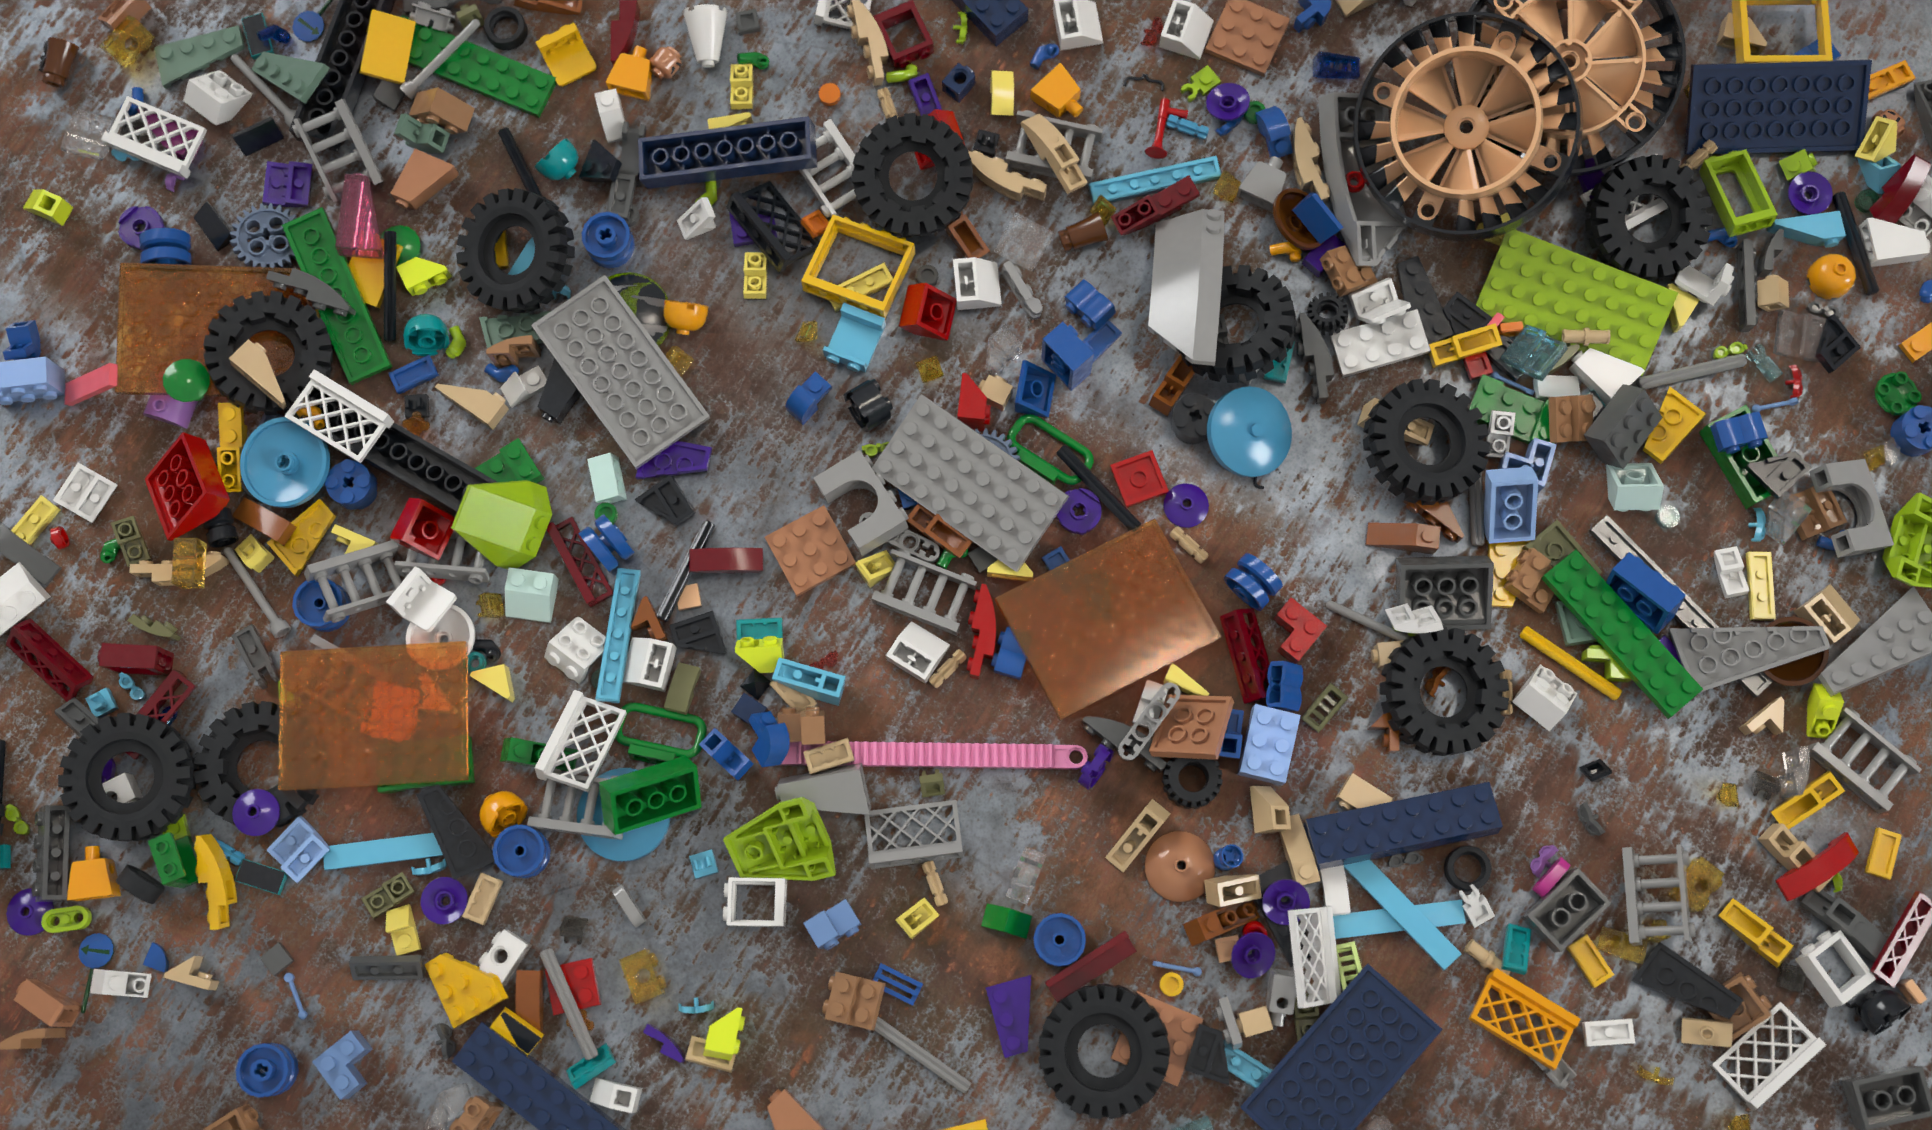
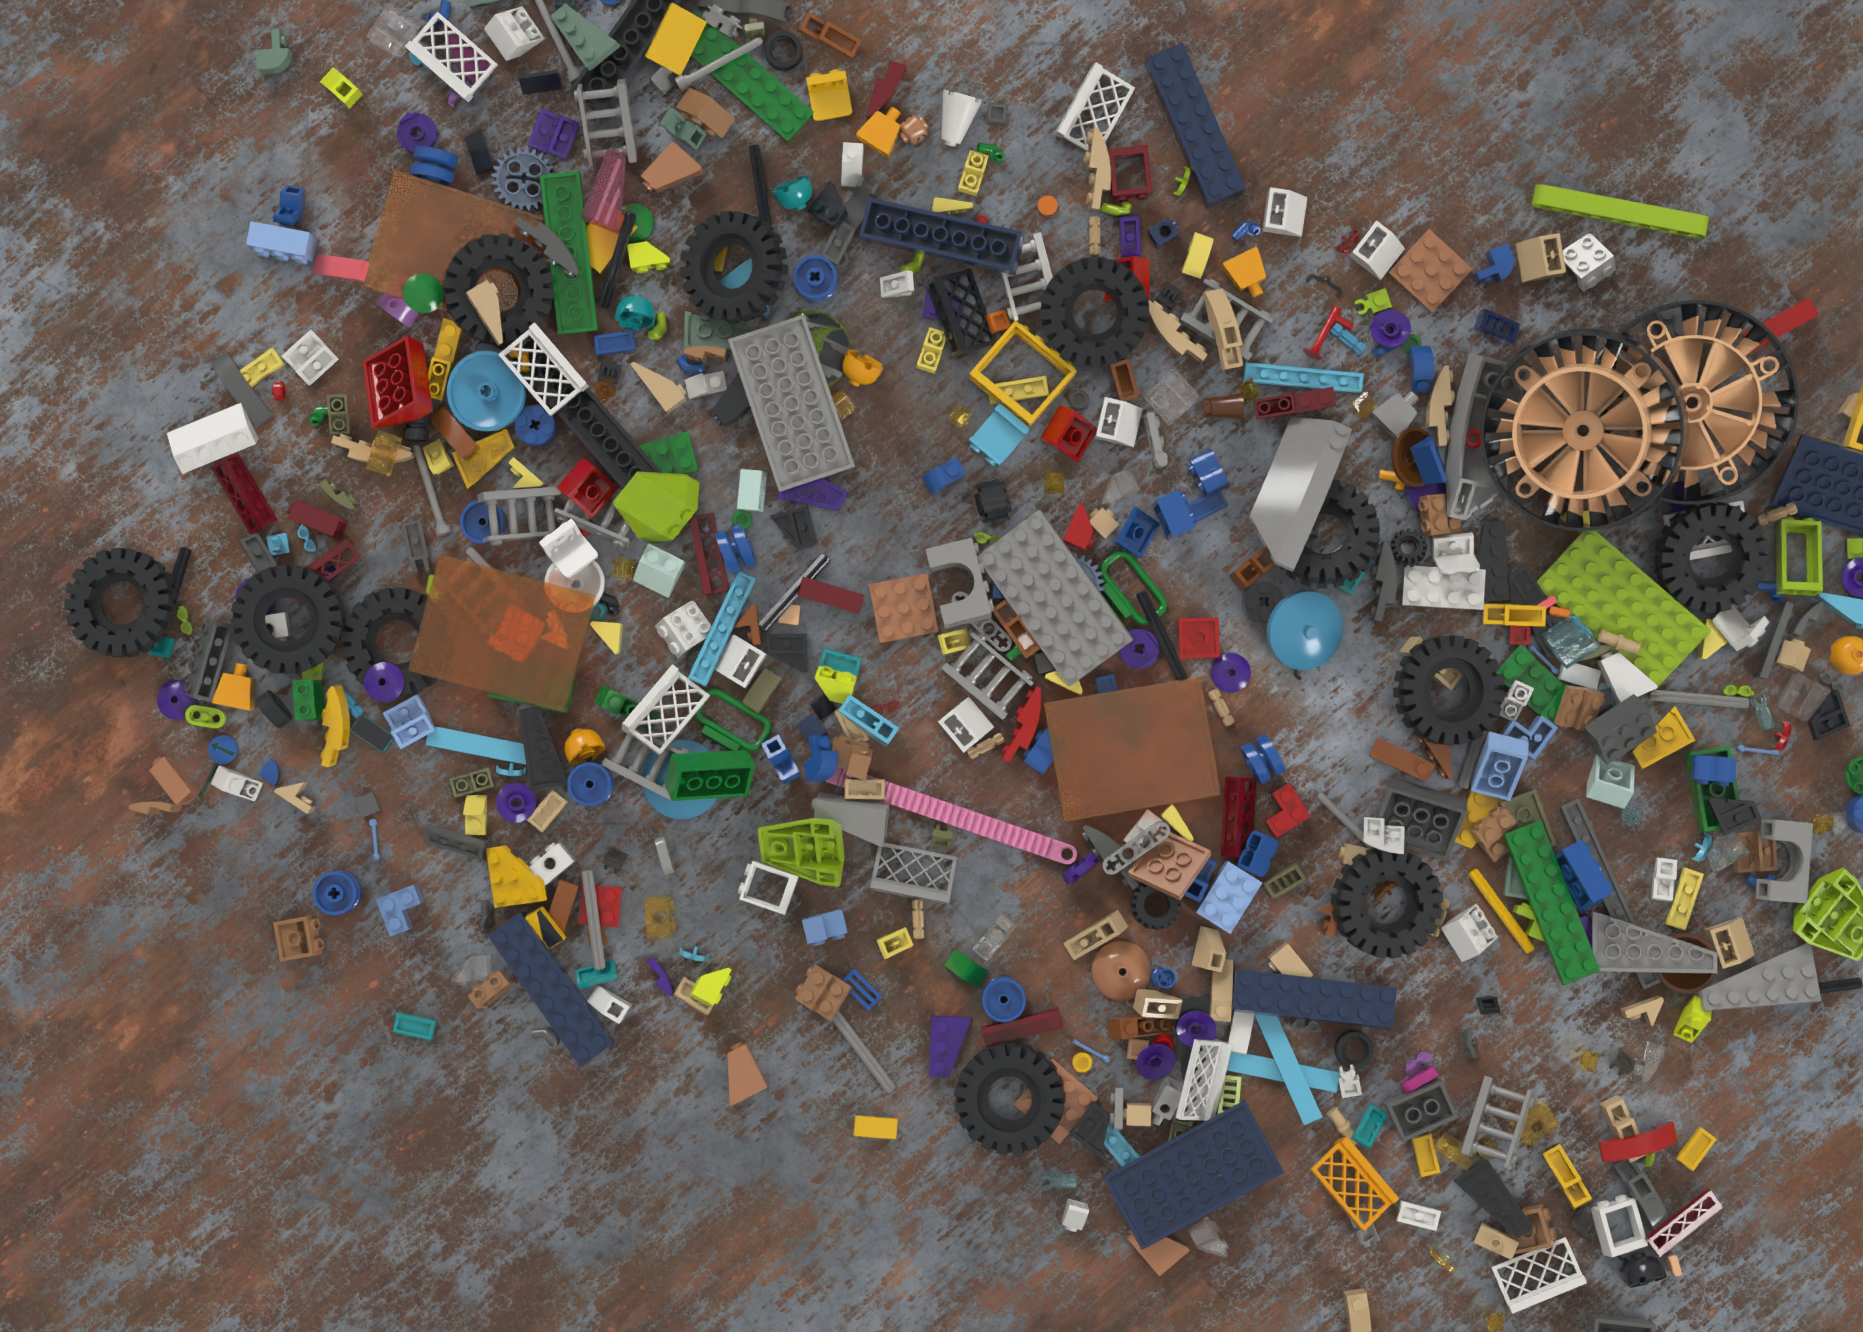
camera: 20 degrees right, 10 degrees up
(704, 864) = (735, 841): medium azure tile -> none
(1813, 799) = (1656, 1087): yellow slope -> none
(1856, 782) = (1700, 1086): light grey fence -> none

